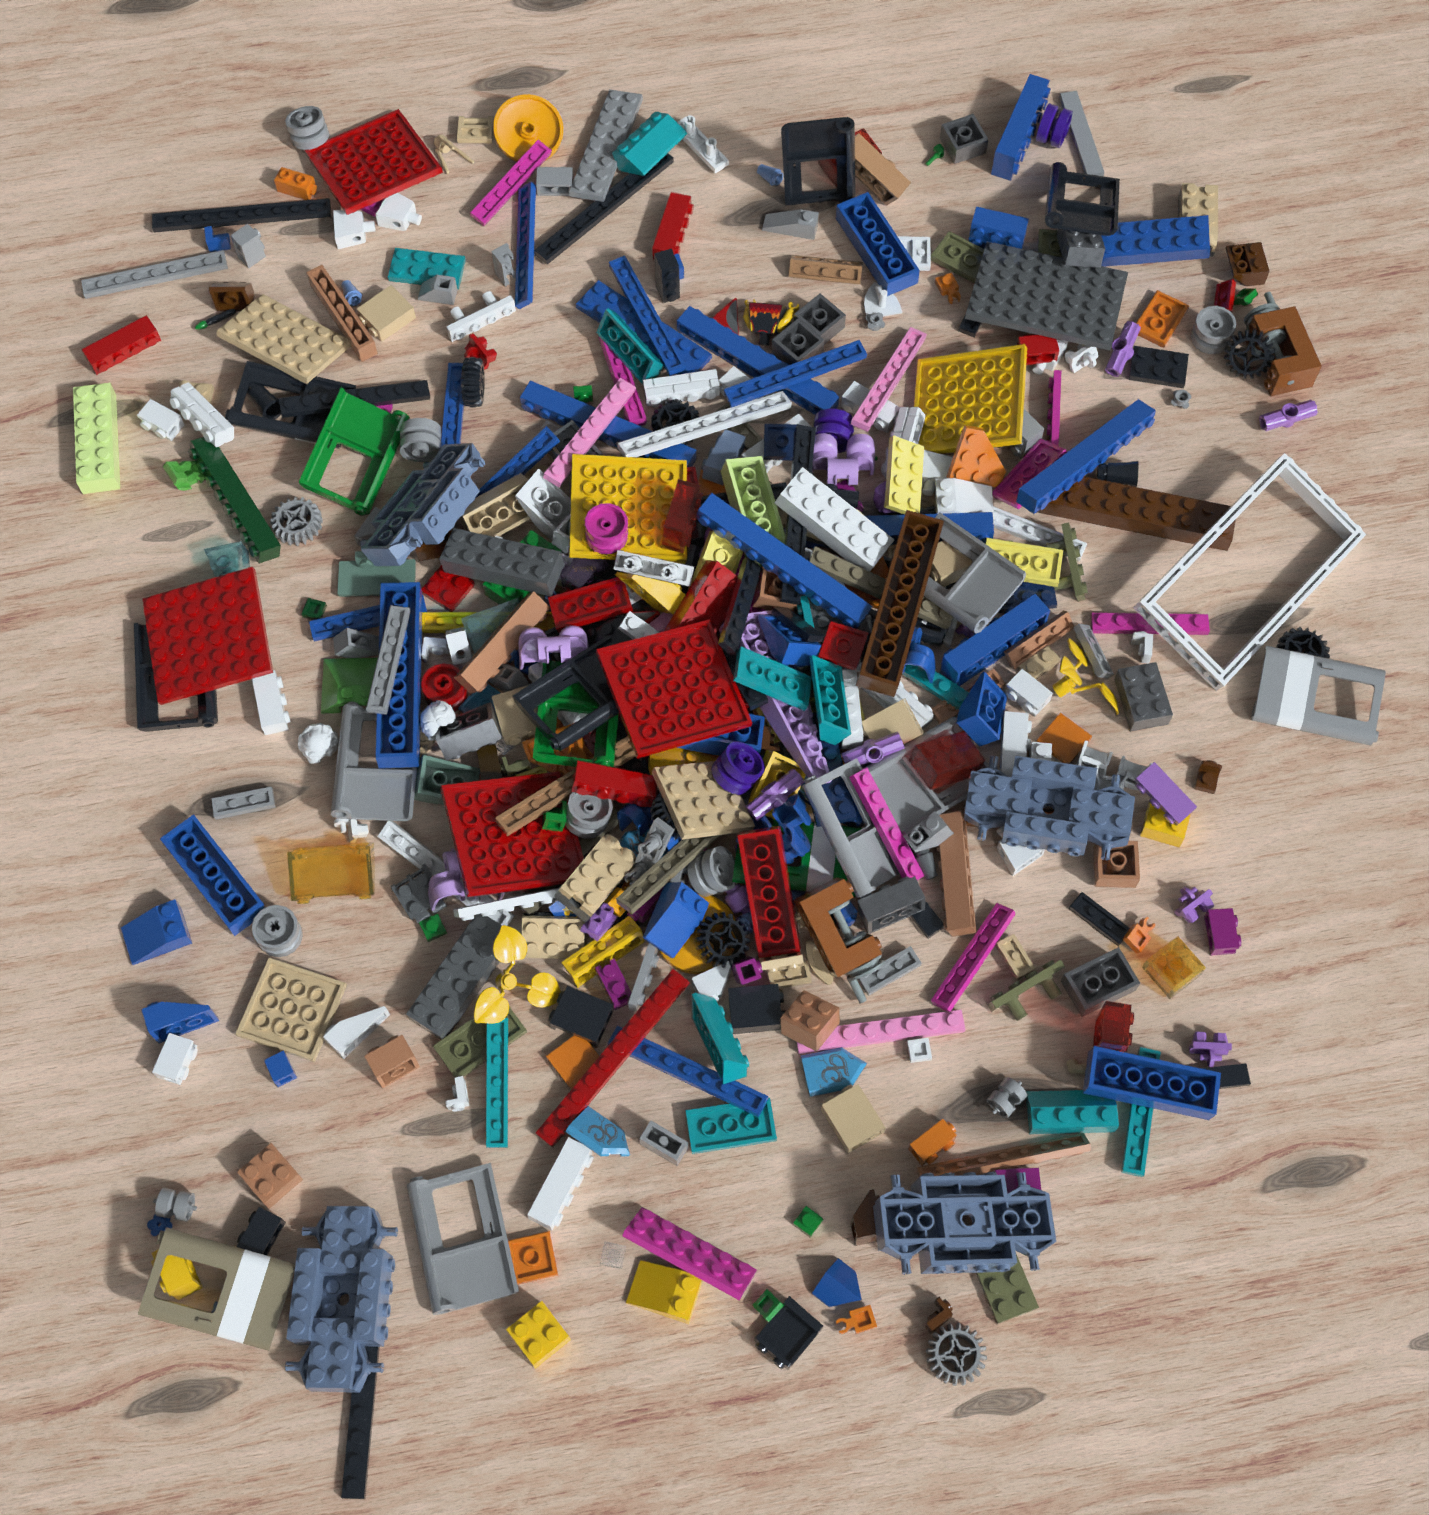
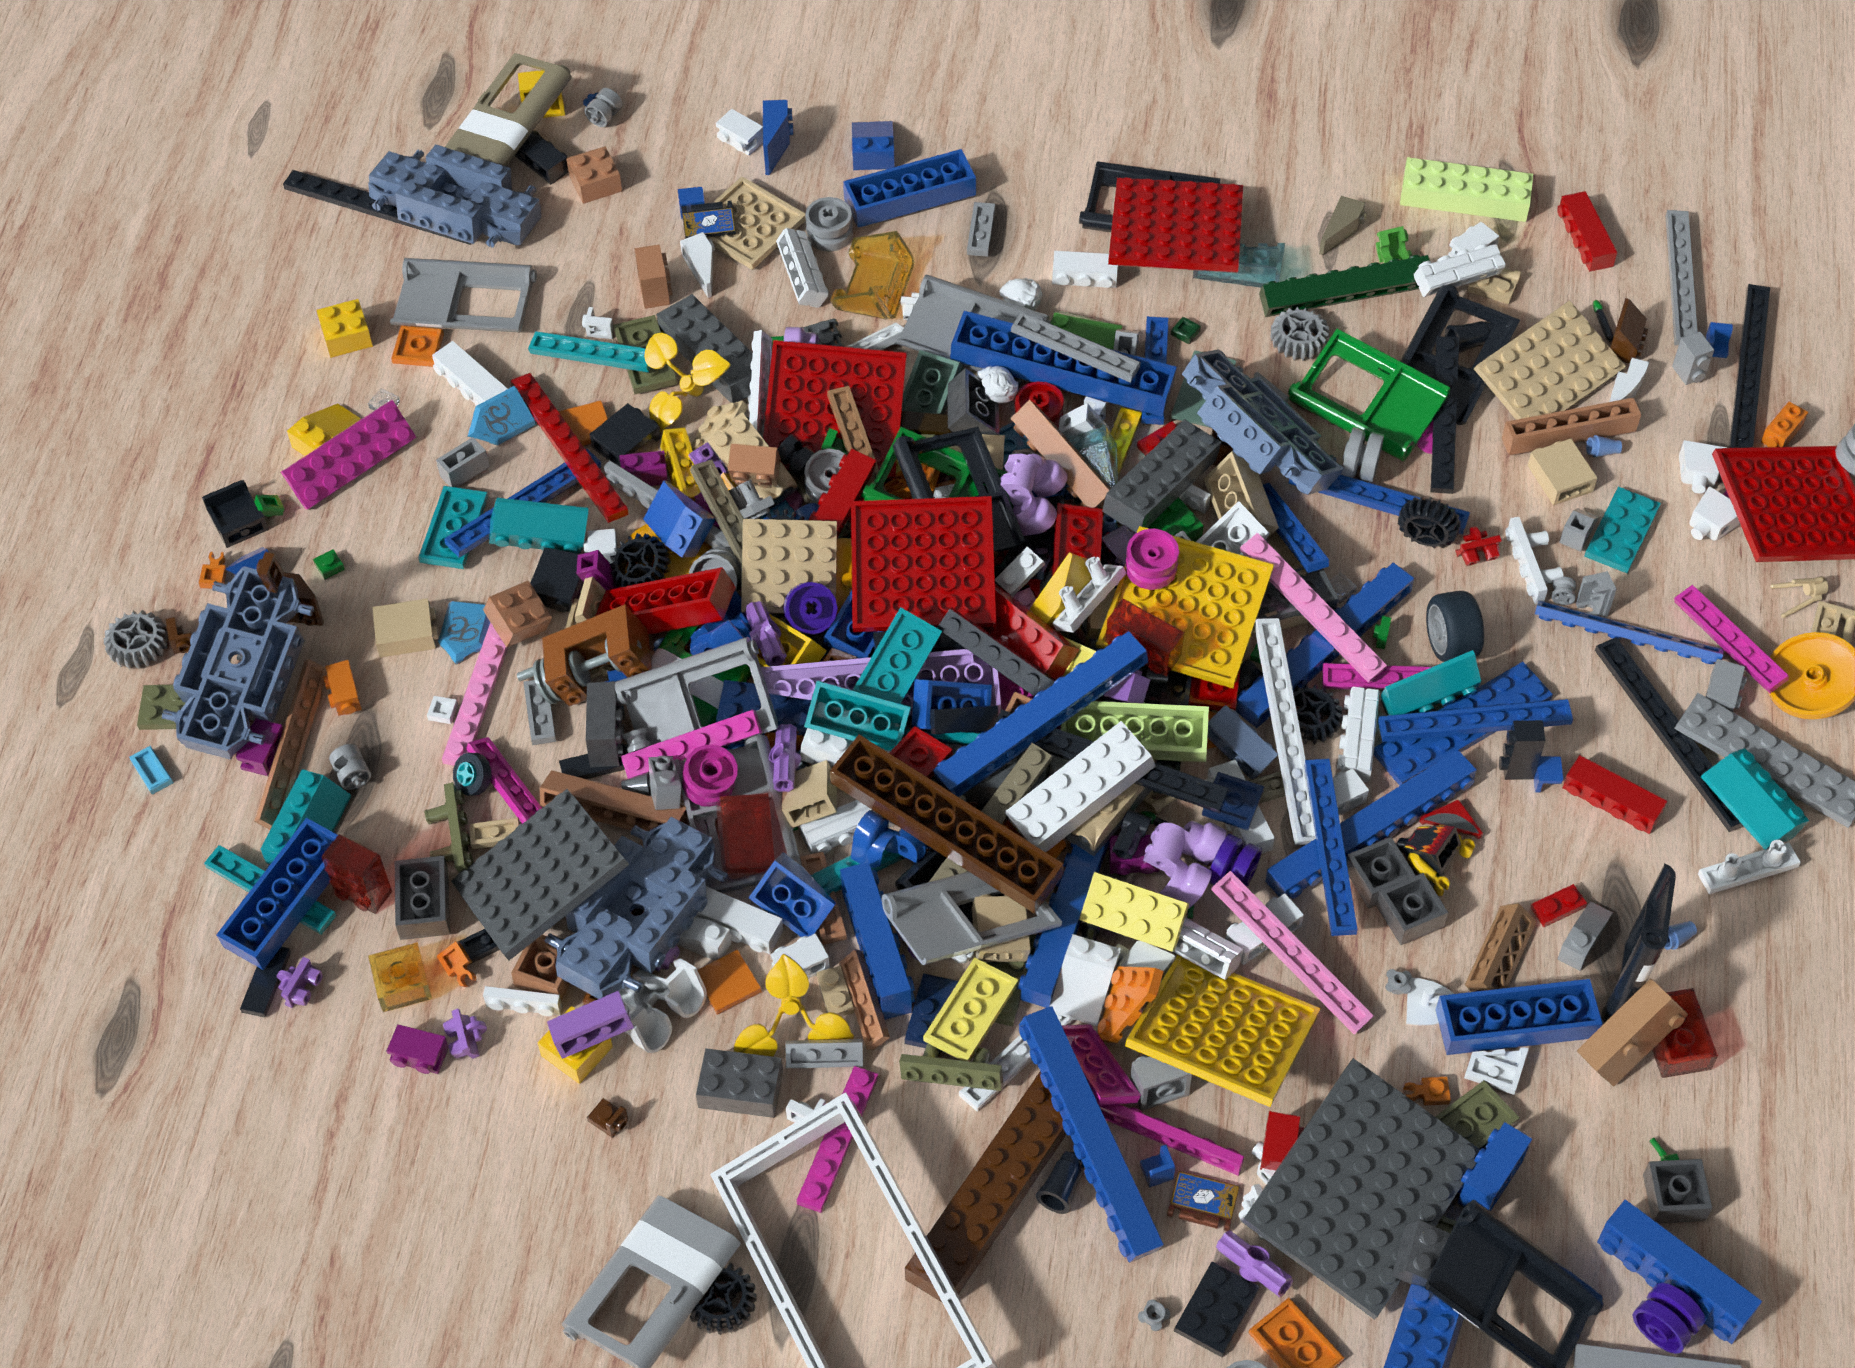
camera: 110 degrees right, 10 degrees down
(156, 519) = (1343, 223): none -> dark tan slope
(286, 288) = (1628, 384): none -> white slope
(302, 1041) = (709, 219): none -> piece
(338, 935) = (802, 268): none -> white brick
(501, 290) = (1564, 590): none -> light grey wheel
(572, 339) = (1454, 625): none -> black wheel
(576, 843) = (795, 454): none -> black wheel
(618, 853) = (754, 463): none -> nougat brick
(773, 245) = (1558, 905): none -> red plate
(894, 873) = (636, 740): none -> light grey wheel
(894, 1205) = (270, 572): none -> reddish brown plate
(913, 797) = (708, 774): none -> dark pink wheel
(974, 993) = (472, 774): none -> black wheel
(1056, 885) = (539, 874): none -> dark grey plate
(1073, 1273) = (151, 770): none -> medium azure tile
(1080, 421) = (1158, 1168): none -> blue panel
(1088, 394) = (1203, 1200): none -> piece
(1149, 874) = (522, 1001): none -> white plate

